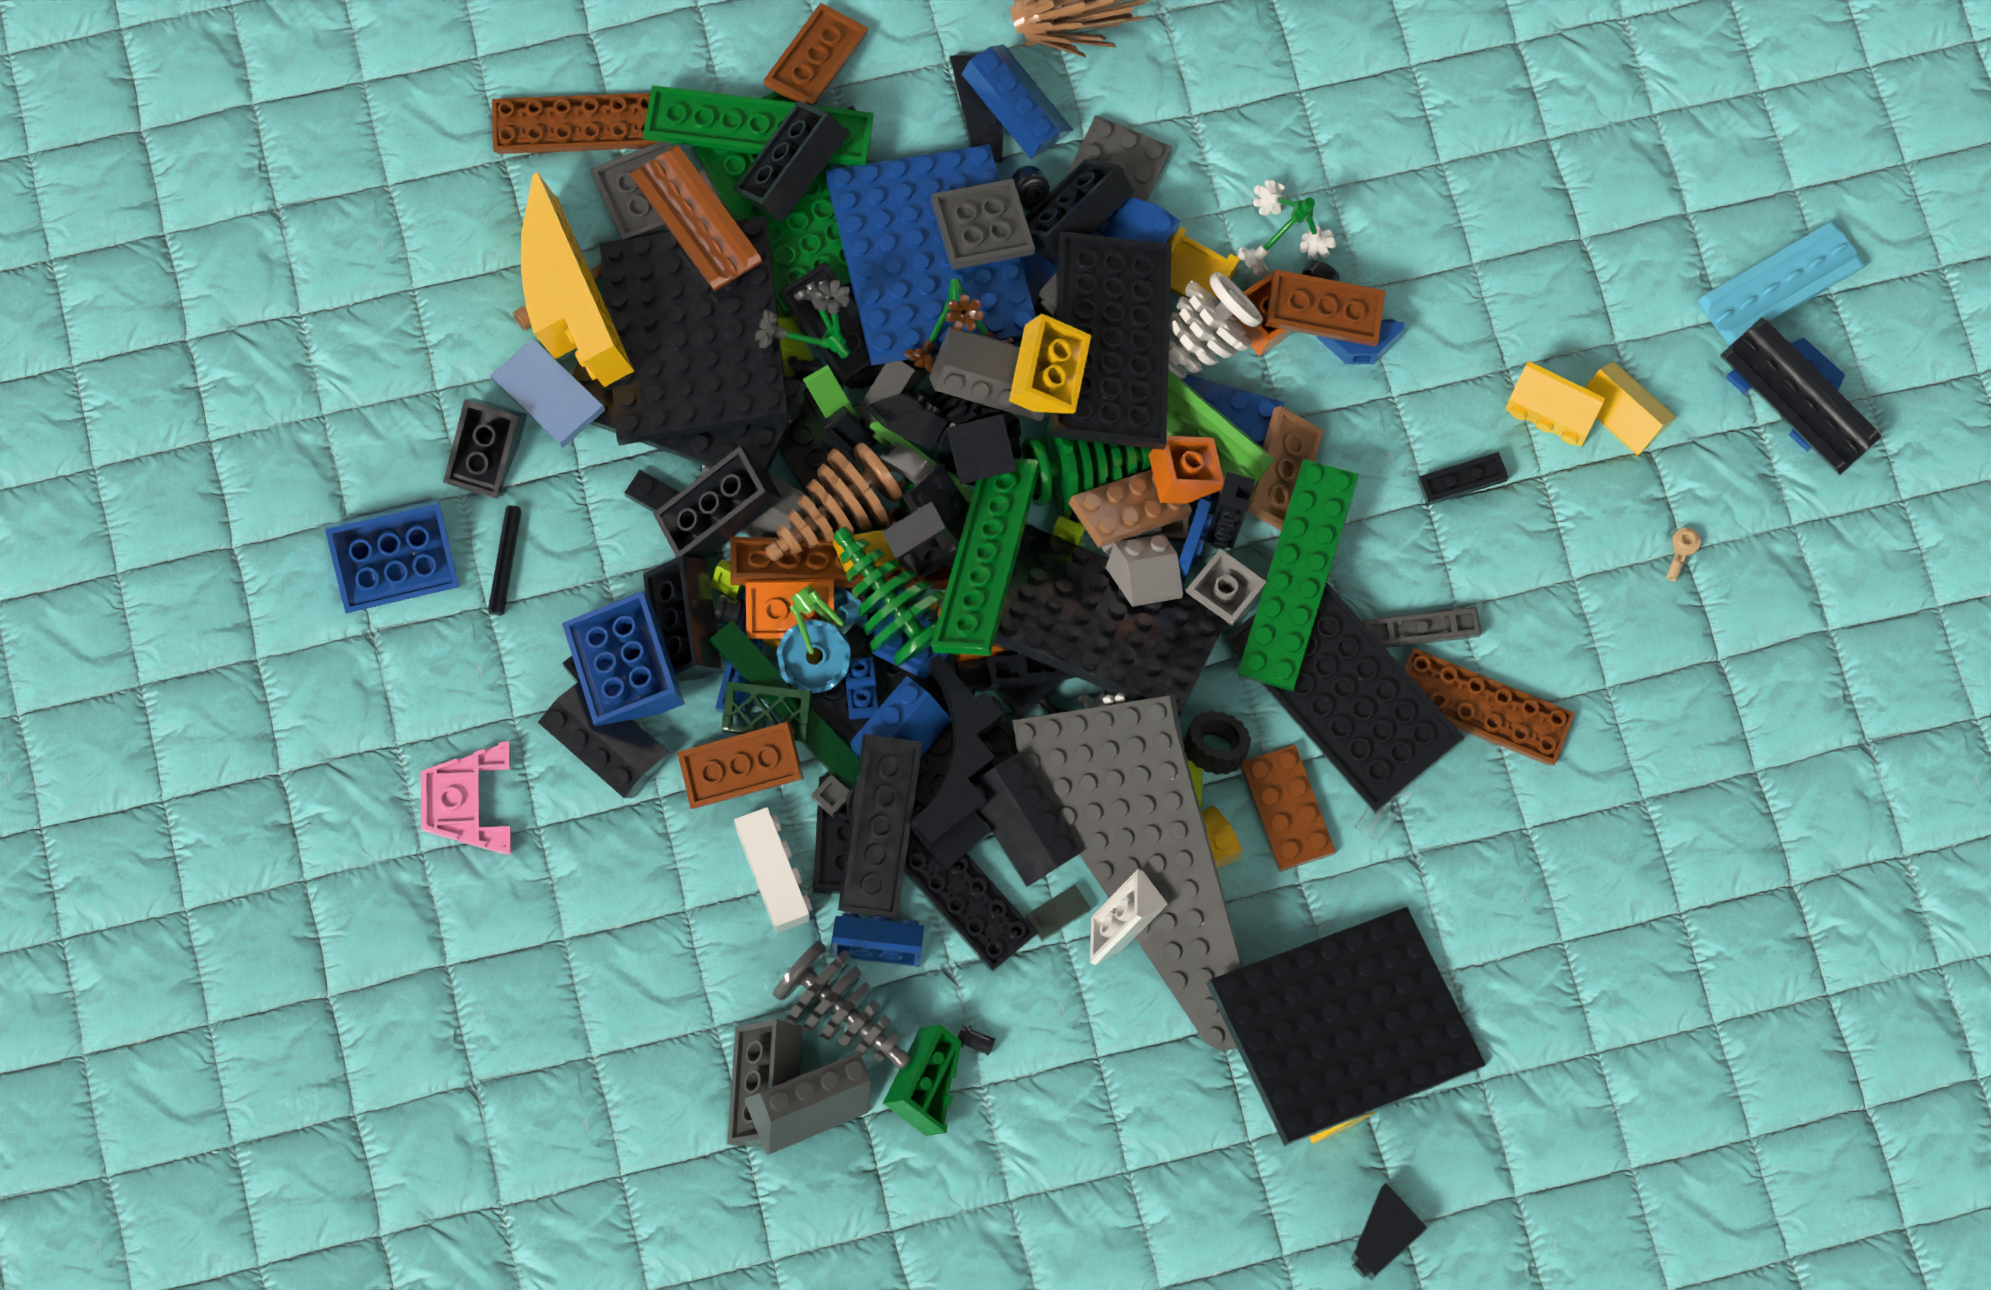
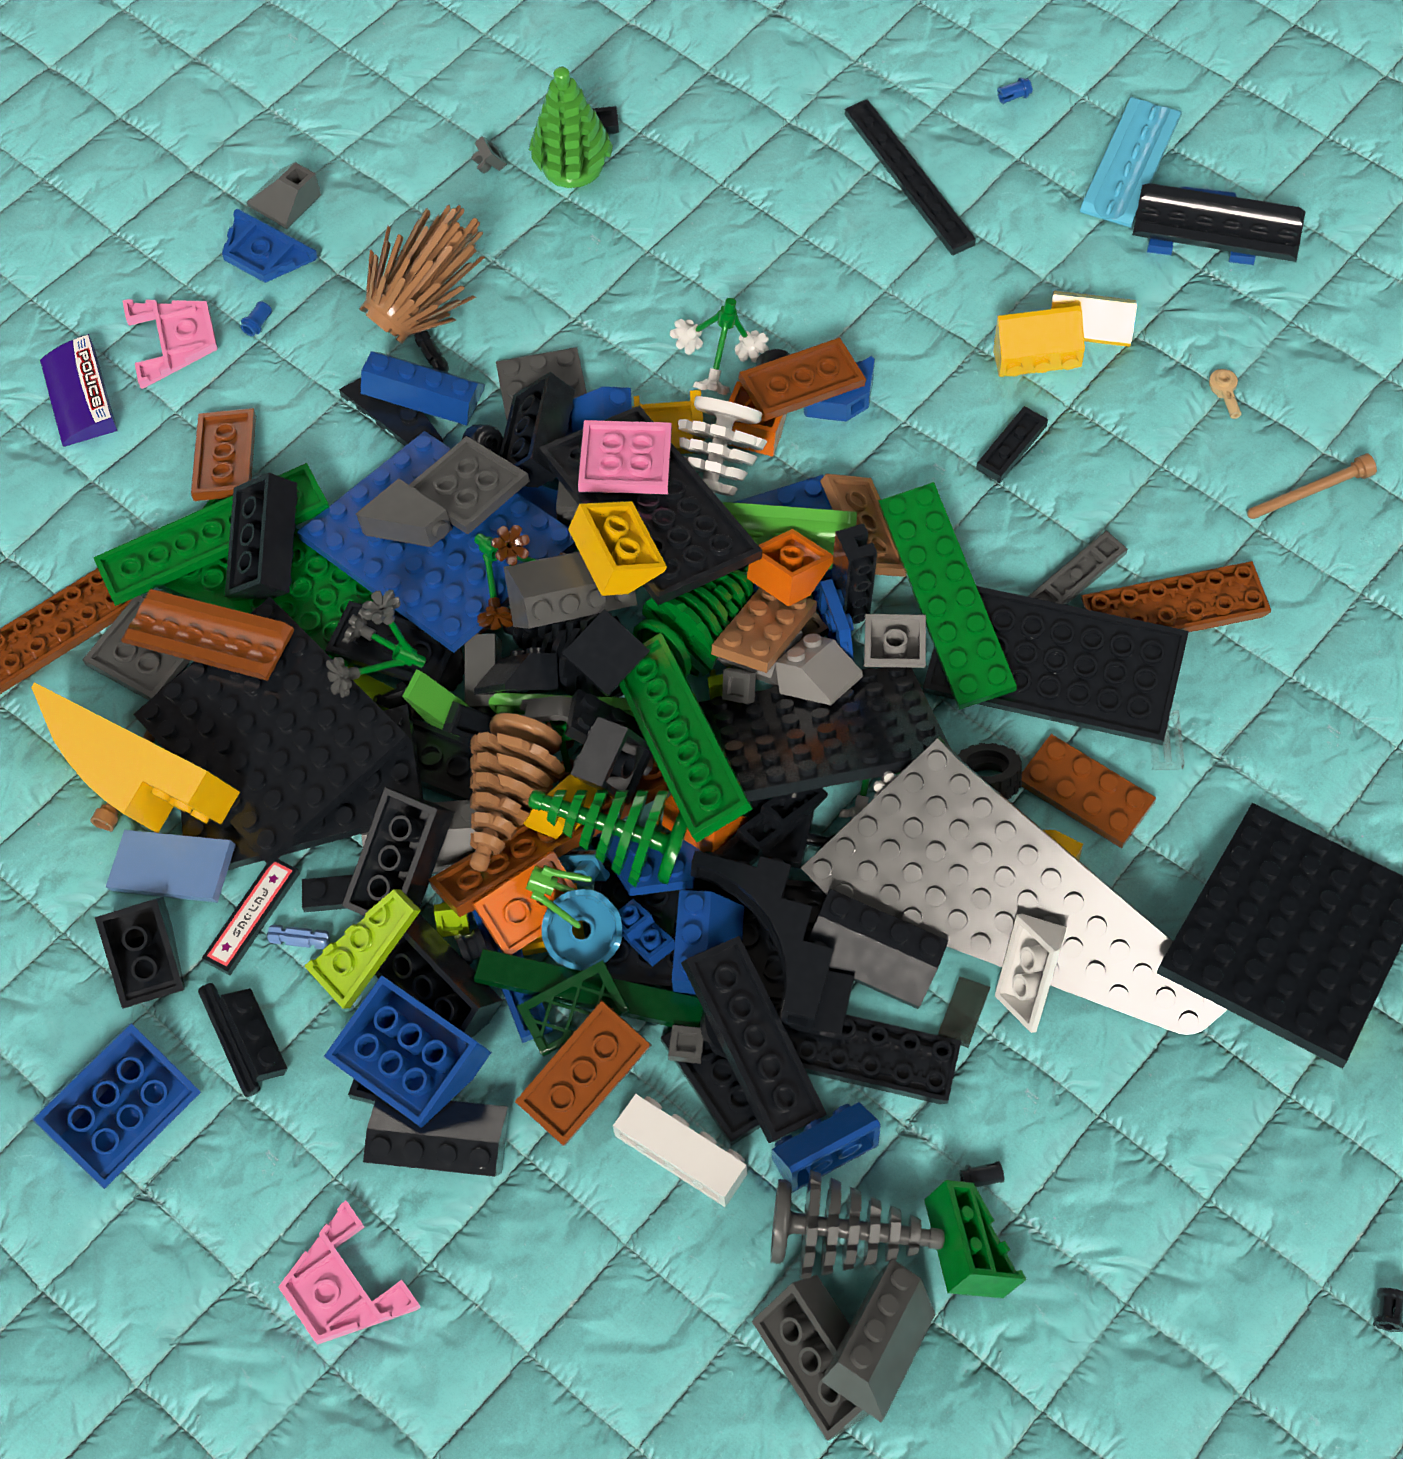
camera: 25 degrees left, 10 degrees down
(523, 569) = (252, 1035): none -> black plate
(582, 473) = (250, 916): none -> tile
(607, 514) = (298, 936): none -> medium blue axle
(633, 562) = (356, 957): none -> lime wing
(912, 220) = (404, 516): none -> dark grey slope
(1049, 70) = (431, 351): none -> black axle
(1075, 541) = (738, 685): none -> dark grey tile
(1119, 288) = (625, 457): none -> bright pink plate
(1577, 168) = (910, 177): none -> black tile
(1733, 694) = (1362, 467): none -> medium nougat piece
(1736, 145) = (1015, 90): none -> blue pin

